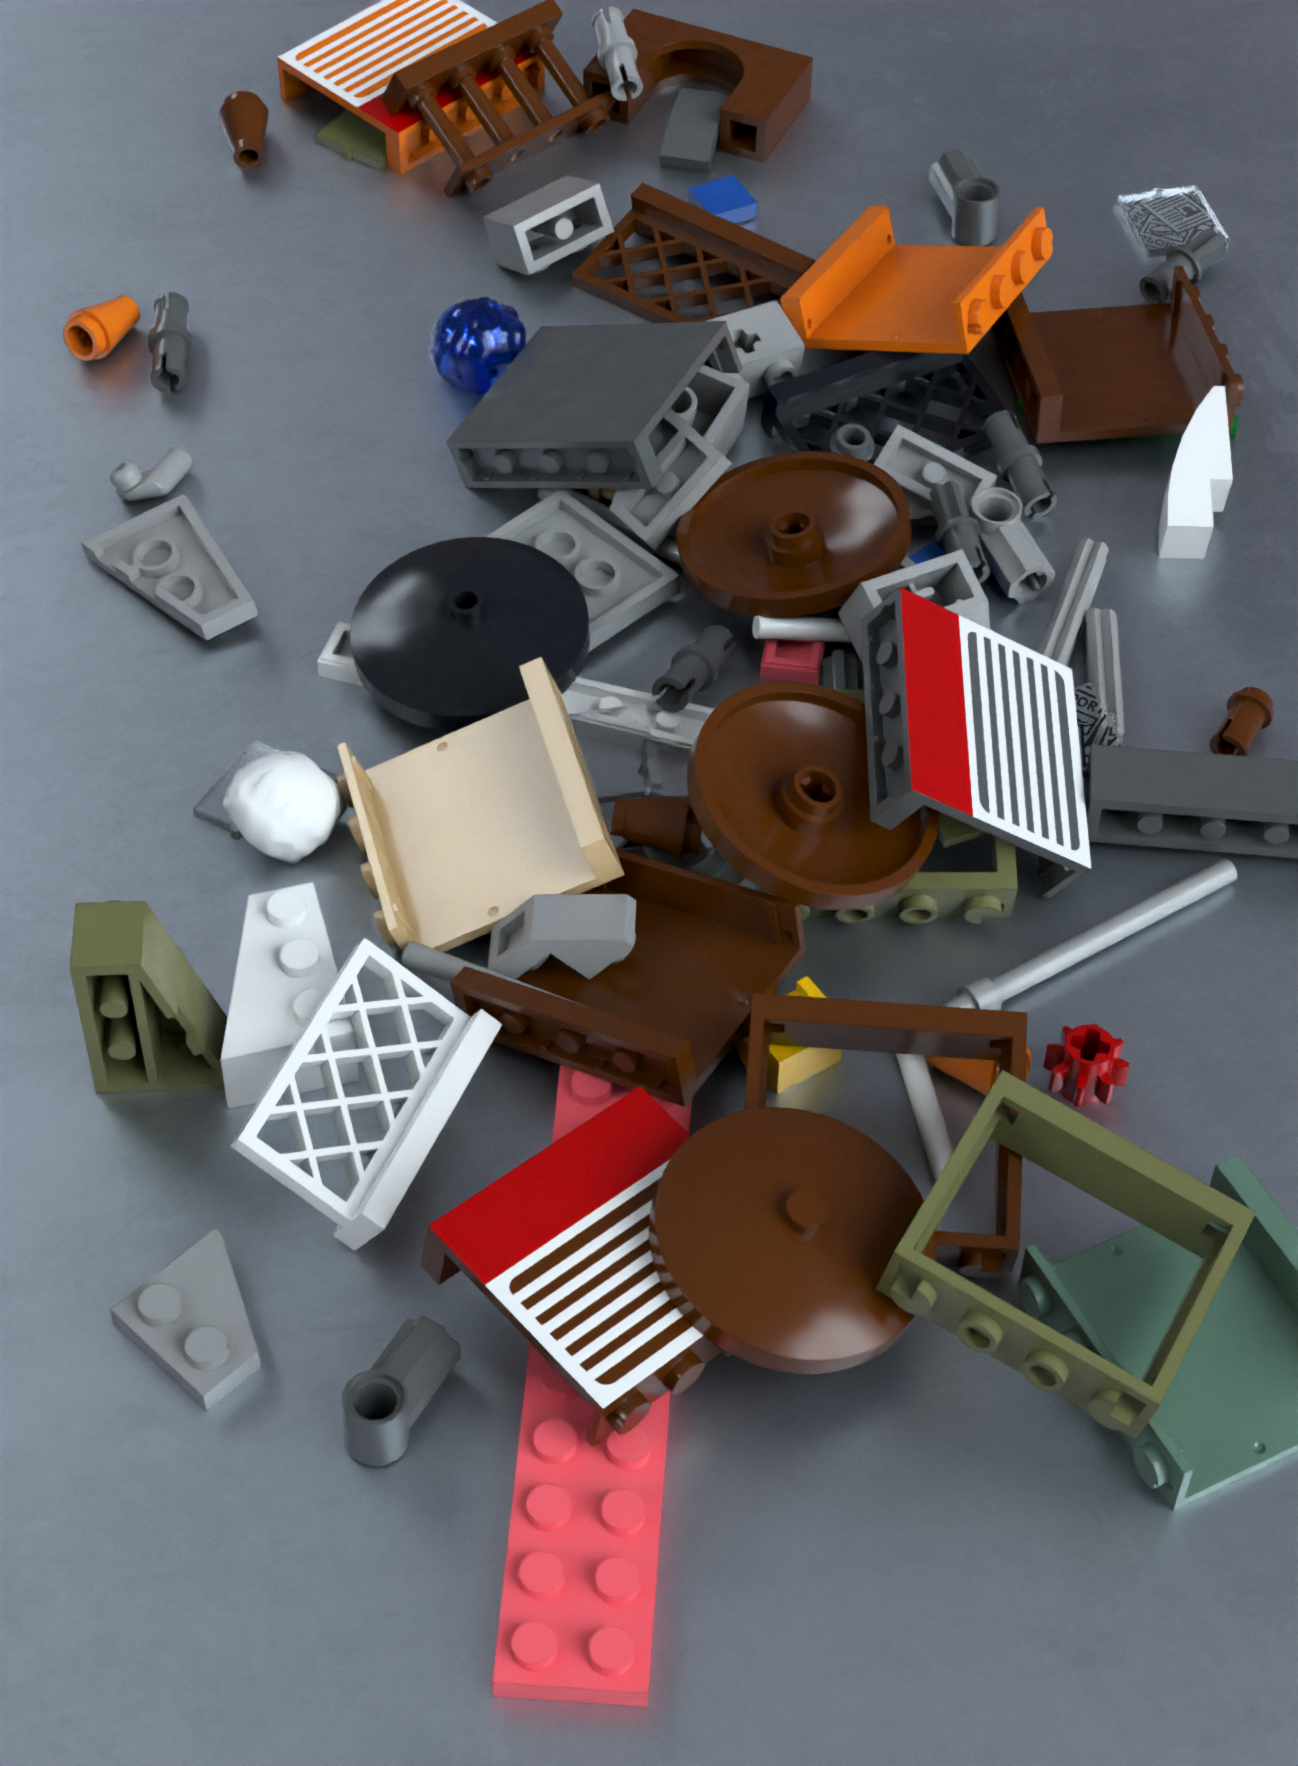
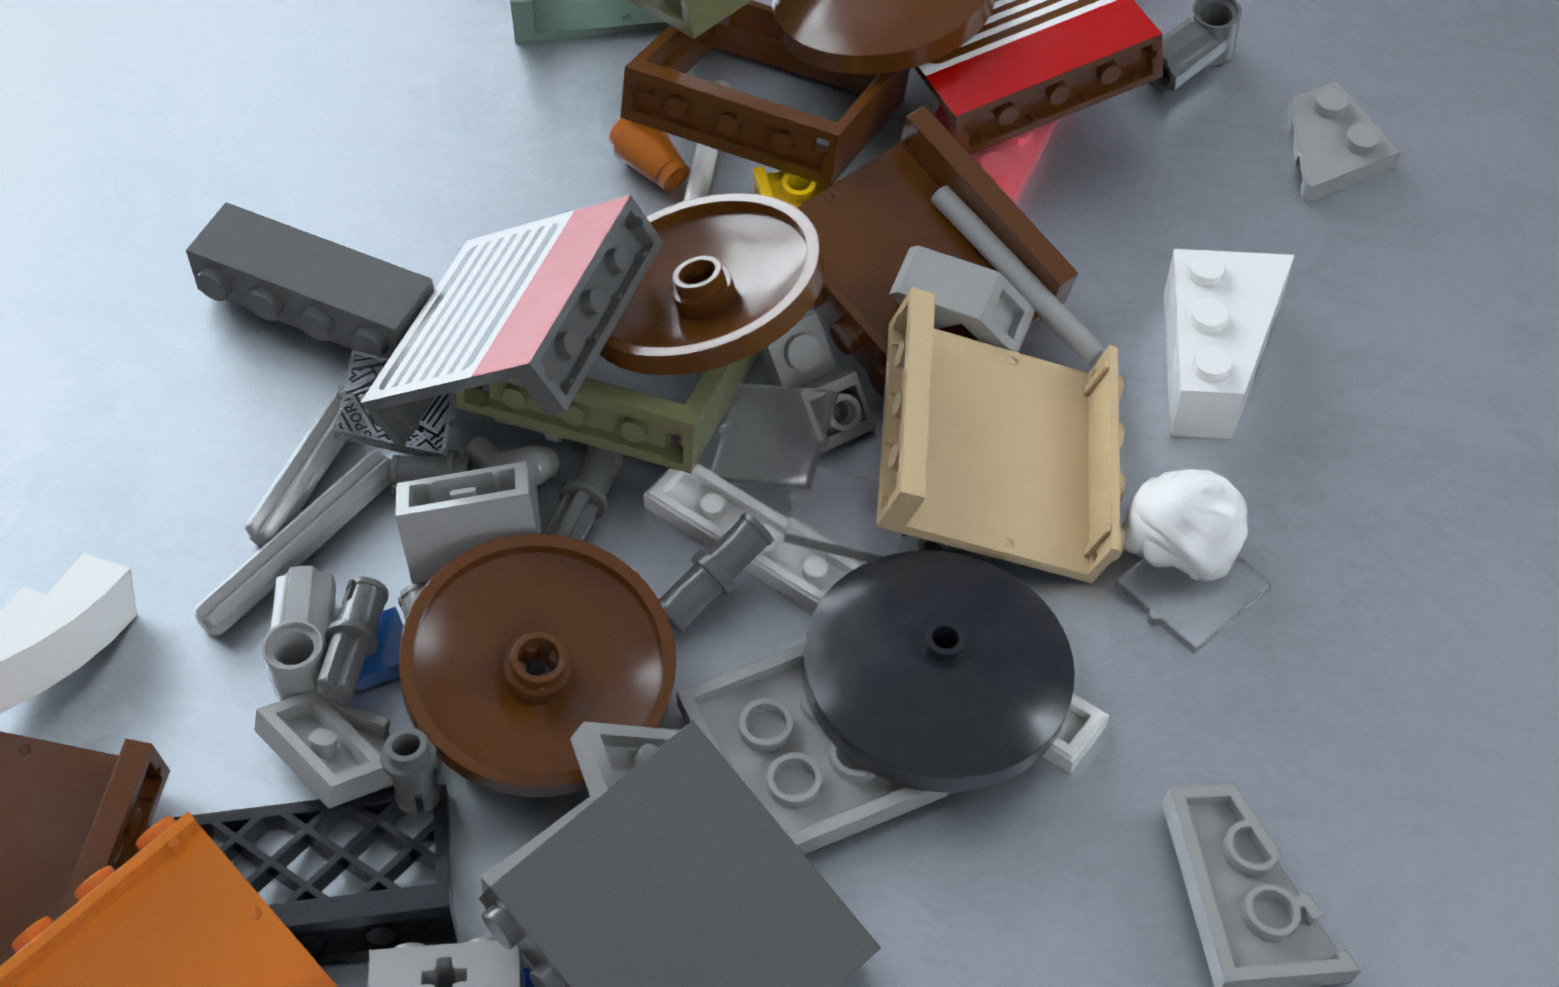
camera: 160 degrees left, 5 degrees up
(142, 1004) = (1360, 309): olive wedge -> none
(407, 1133) = (1165, 185): white fence -> none
(658, 823) = (835, 357): reddish brown cone -> none
(990, 993) = (458, 234): light grey bar -> none
(1019, 463) = (208, 748): dark grey pin -> none
(1086, 1065) = (569, 120): red gear -> none
(1246, 716) = (215, 376): reddish brown pin -> none

